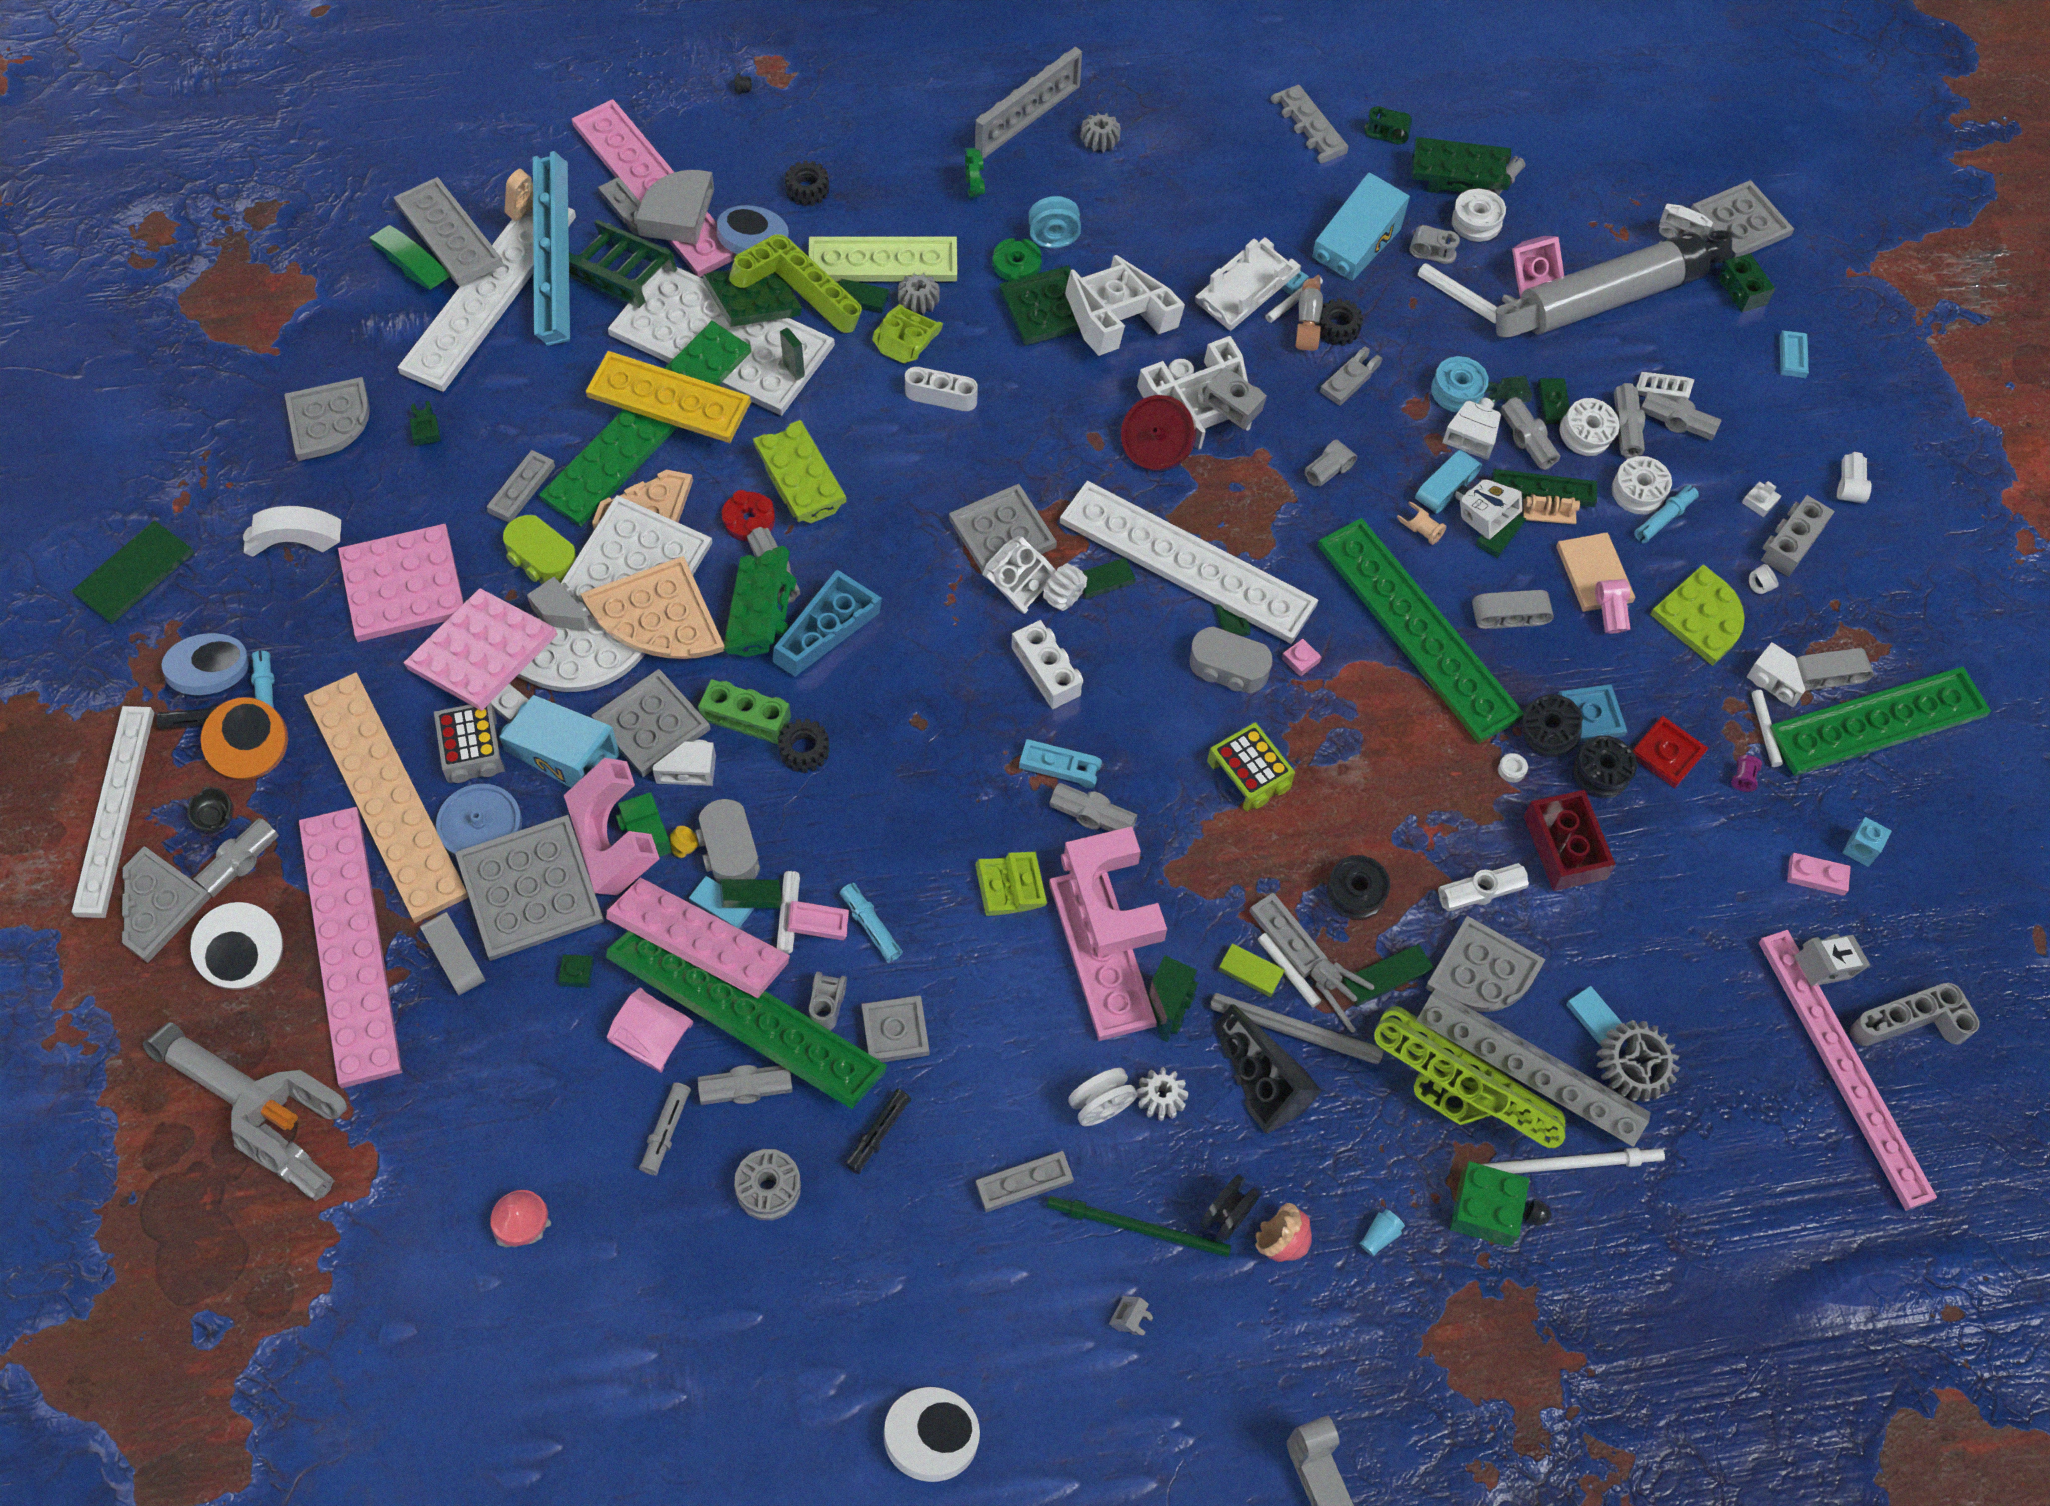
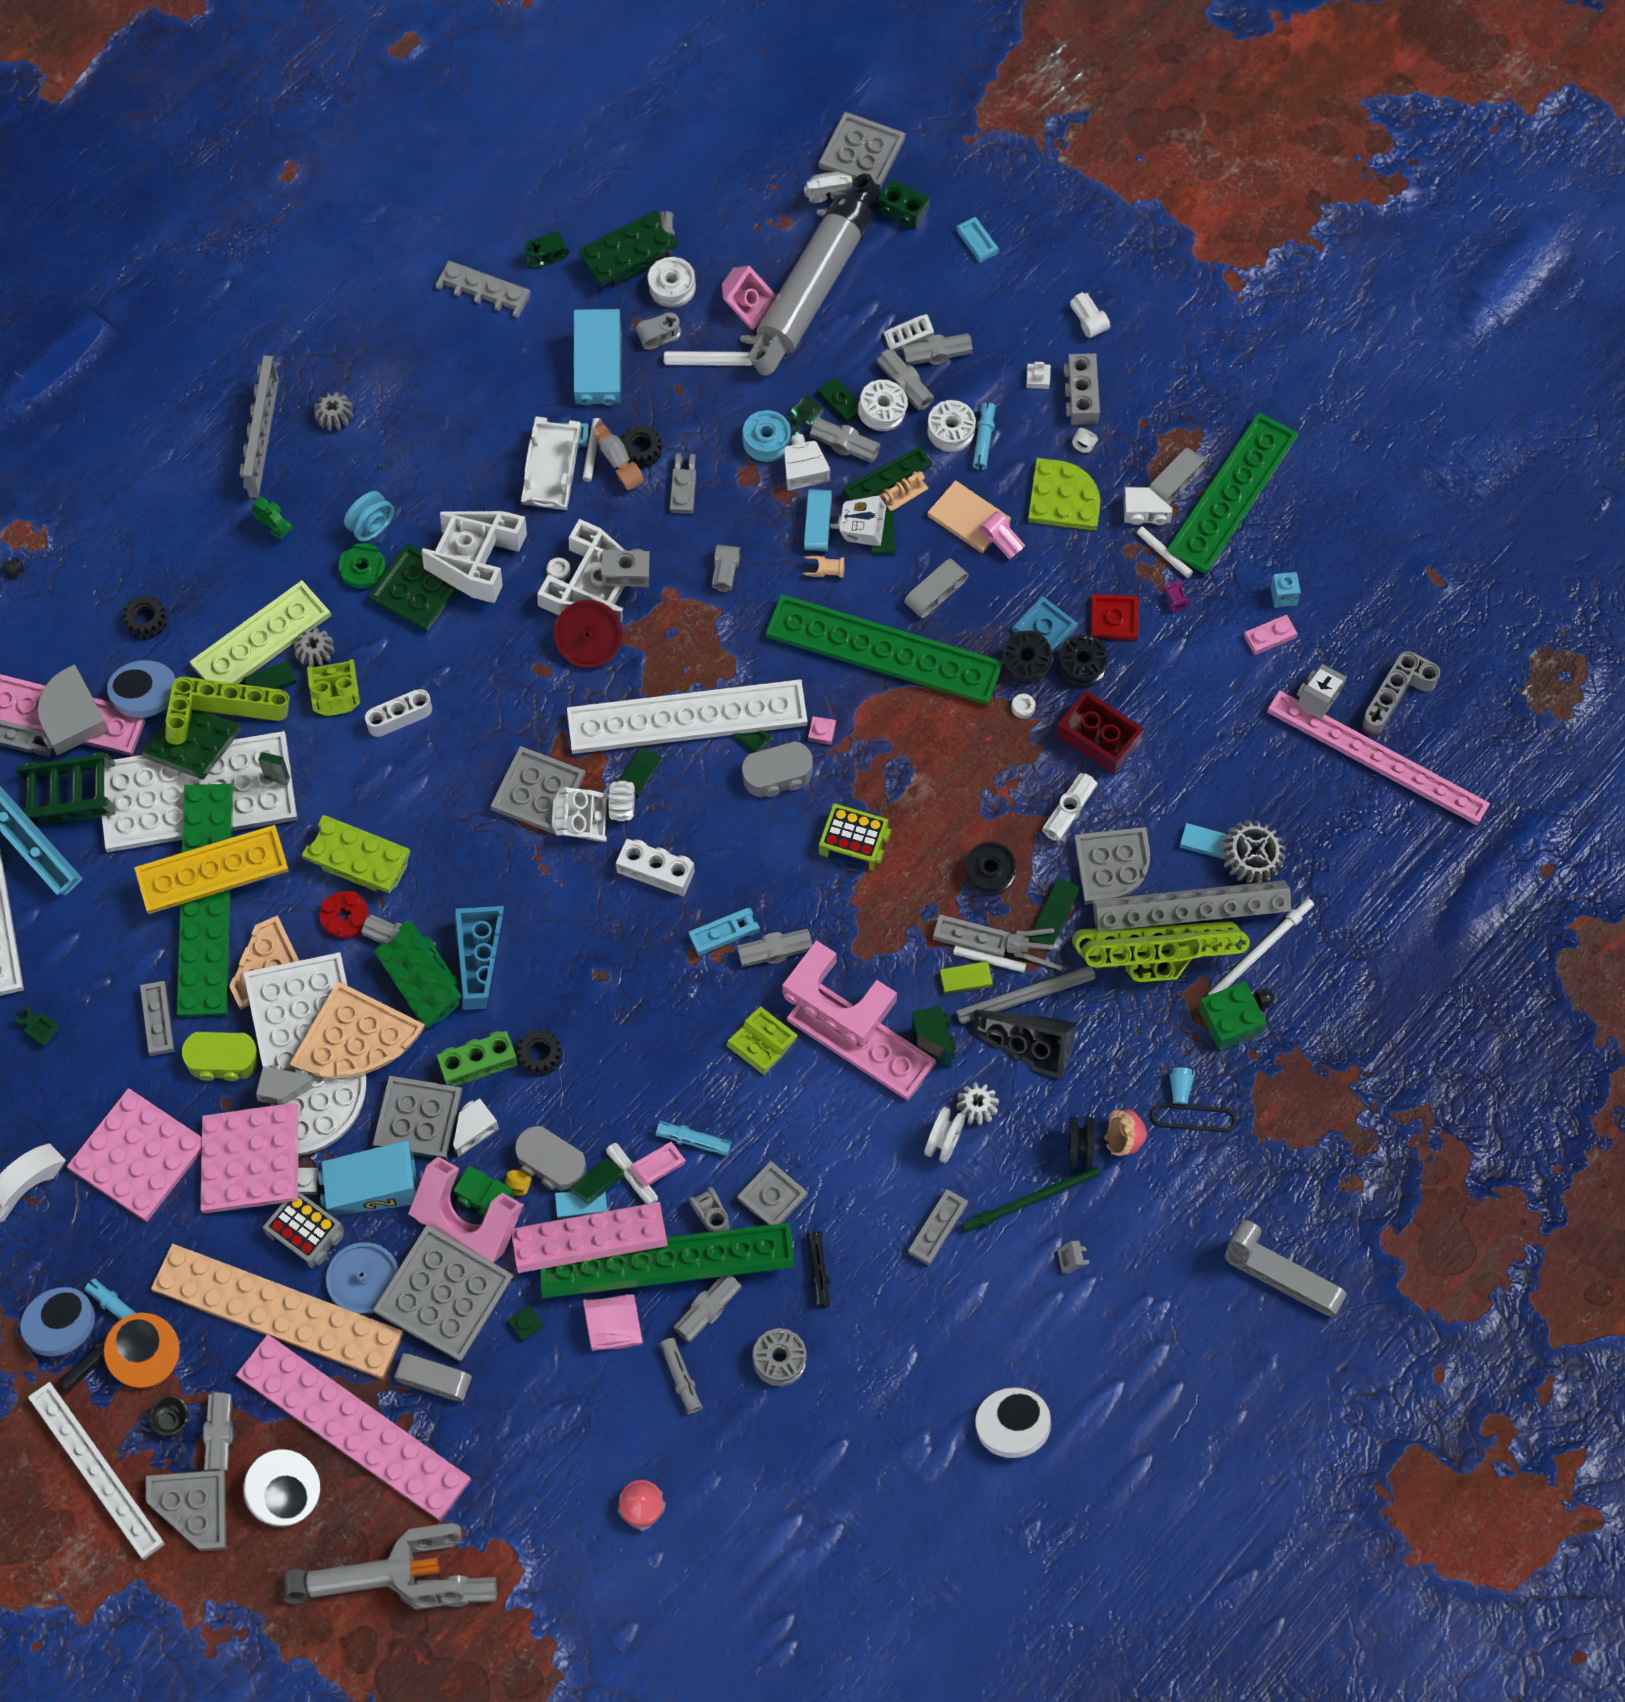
camera: 35 degrees left, 5 degrees up
(1363, 1285) = (1193, 1126): none -> black piece

